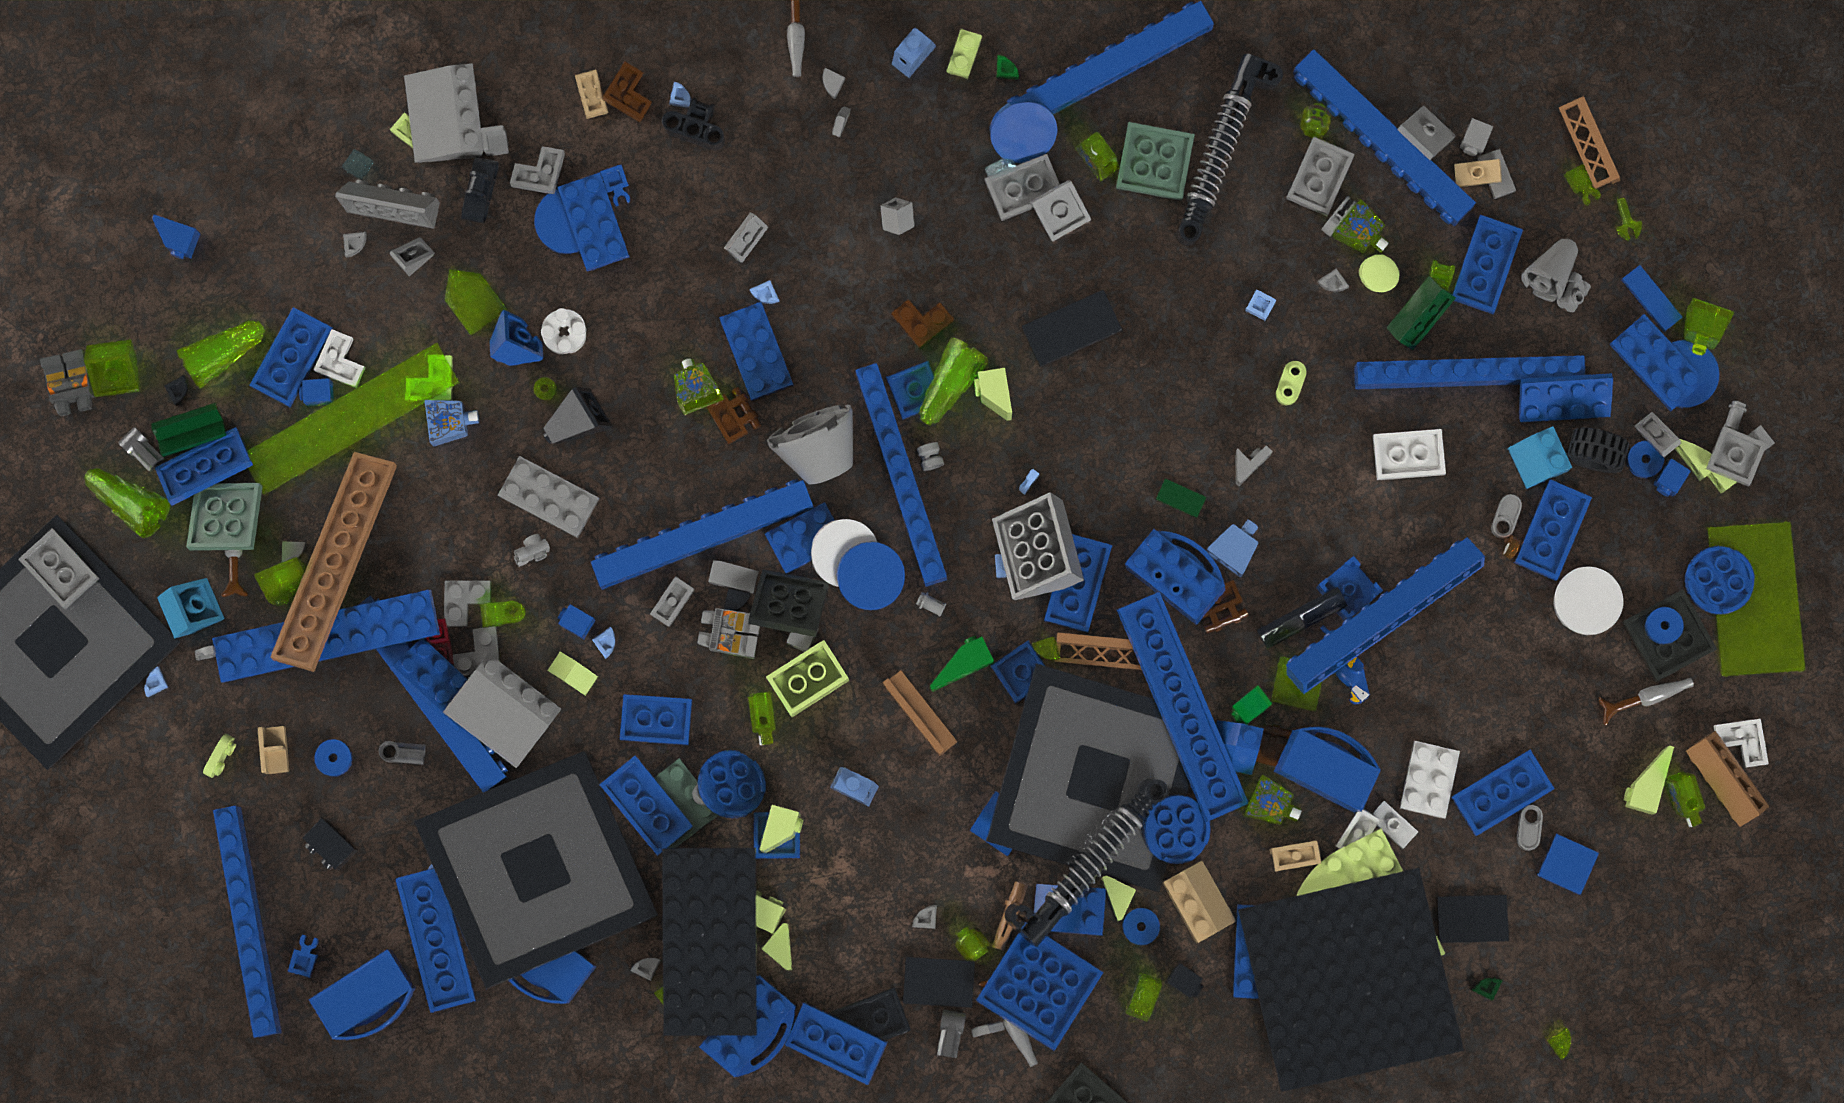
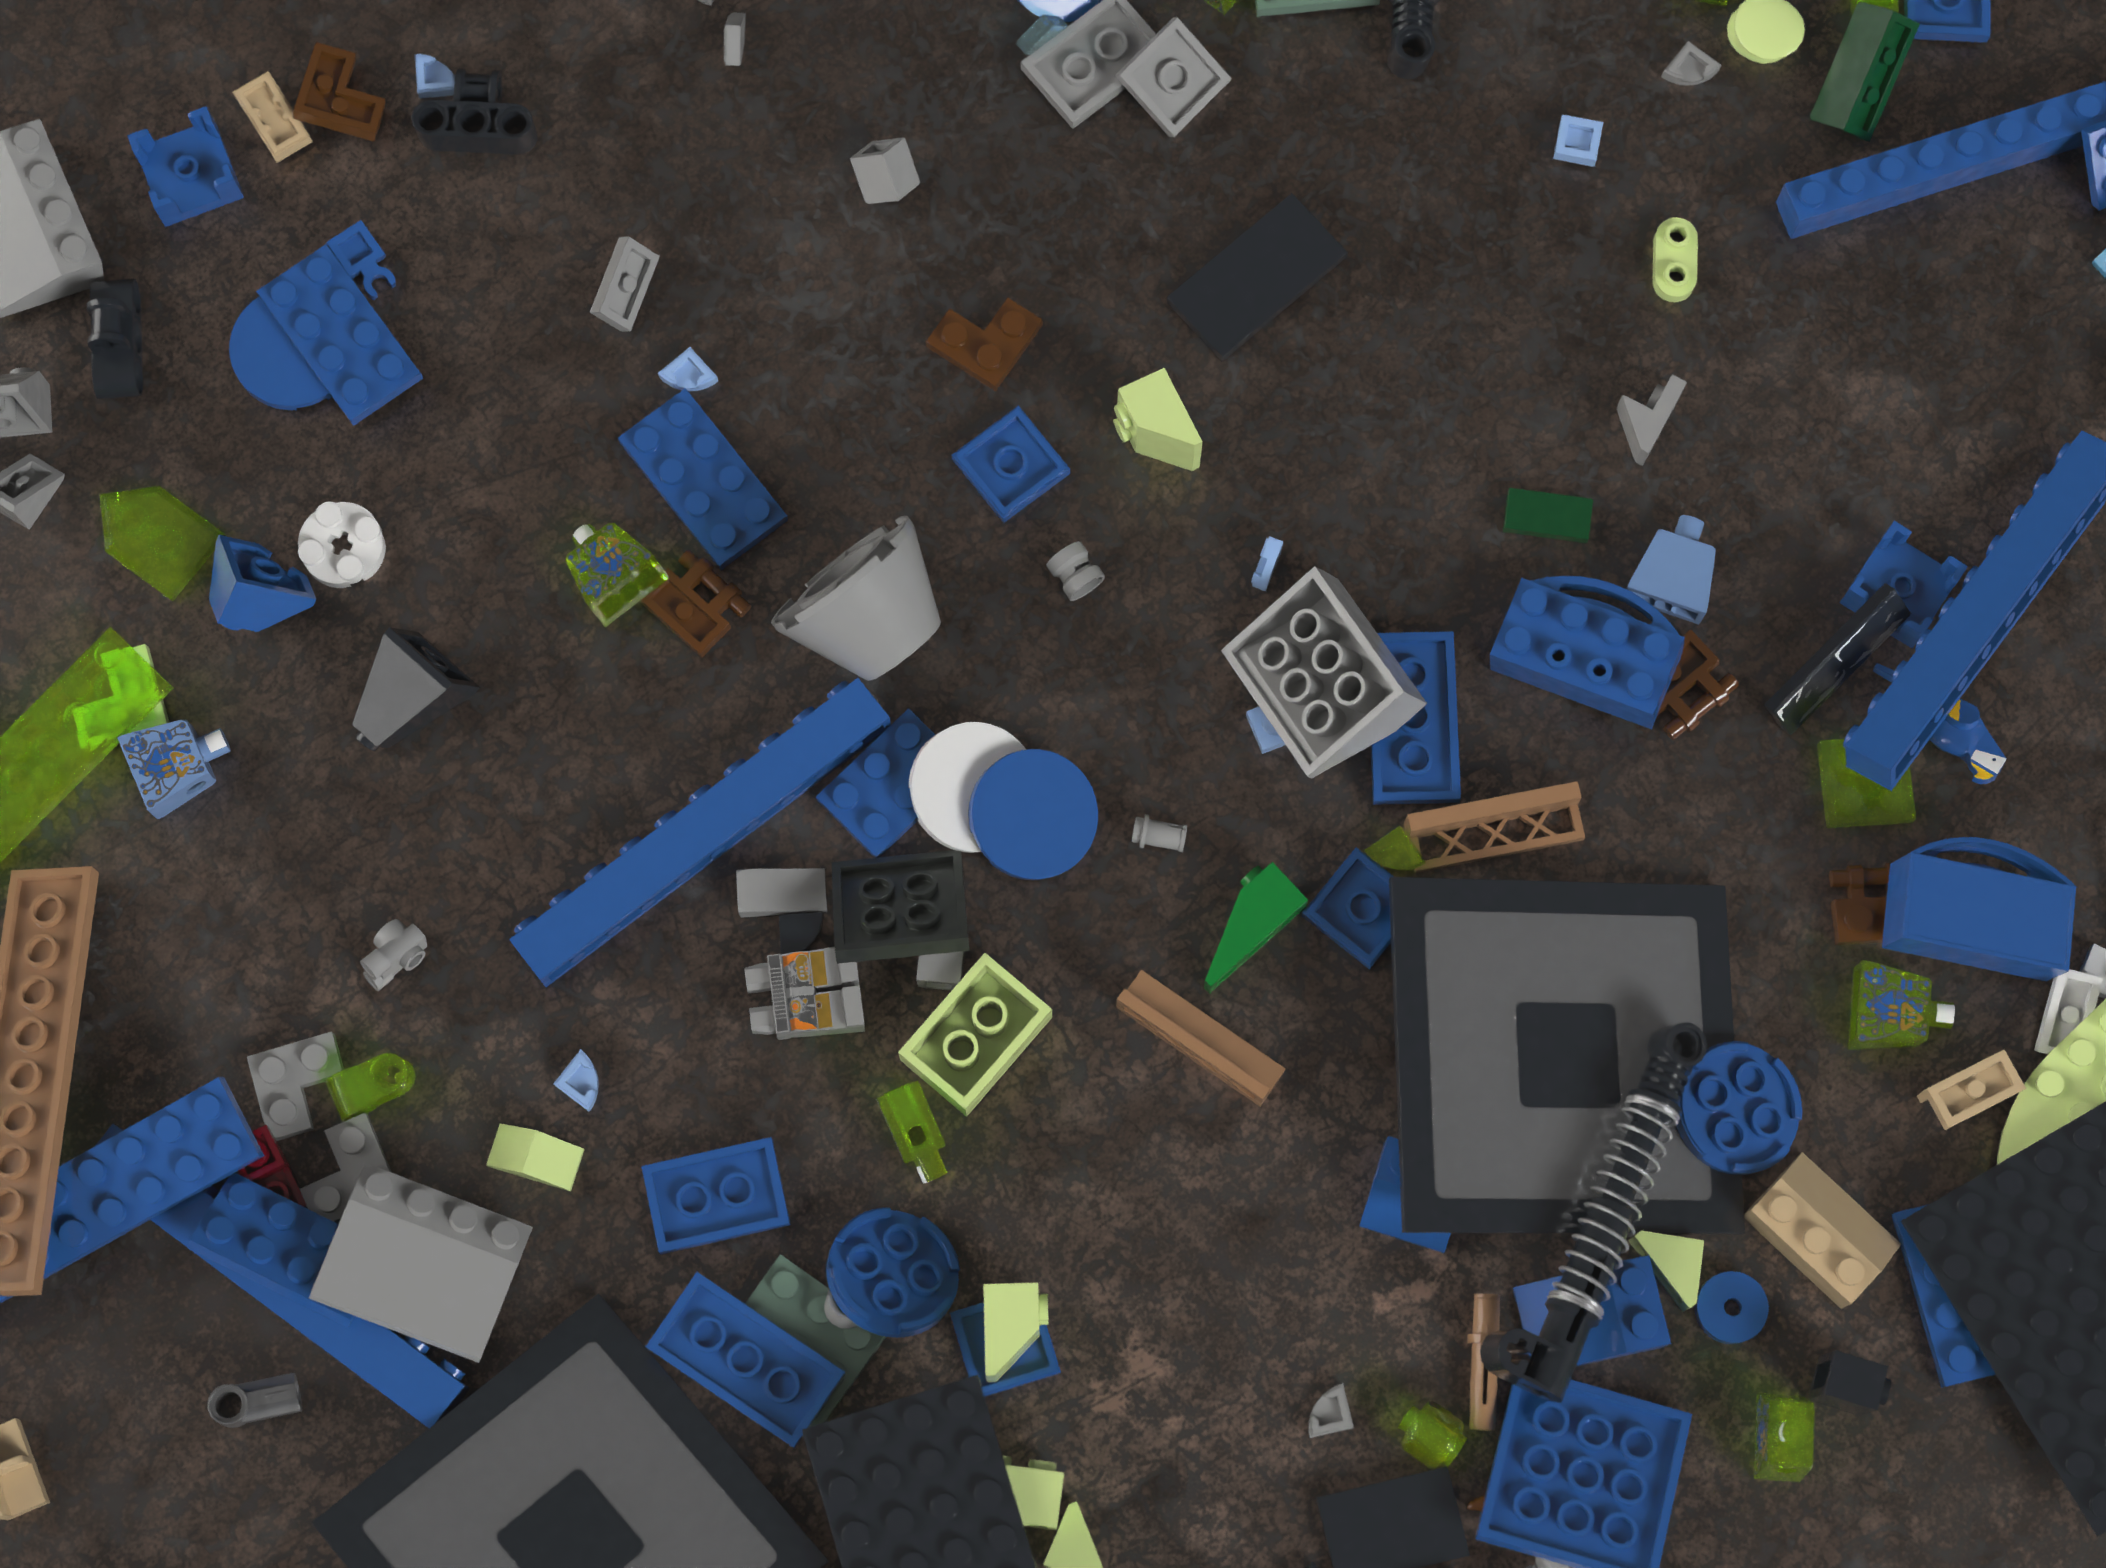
camera: 20 degrees left, 5 degrees down
(343, 761) = (106, 1446): blue piece -> none
(494, 140) = (119, 244): light grey panel -> none
(540, 110) = (187, 169): none -> blue panel
(544, 176) = (226, 281): light grey plate -> none
(548, 394) = (343, 663): clear neon green plate -> none
(548, 497) = (397, 848): light grey plate -> none
(575, 621) = (513, 1058): blue brick -> none
(672, 601) = (682, 970): light grey plate -> none
(854, 786) = (1121, 1206): medium blue torso -> none
(901, 475) = (1034, 619): blue brick -> none
(951, 379) = (1071, 420): clear neon green cone -> none
(1182, 706) = (1678, 881): blue plate -> none
(1241, 744) = (1798, 921): blue slope -> none
(1250, 706) = (1803, 840): green slope -> none
(1409, 454) = (1926, 321): white plate -> none

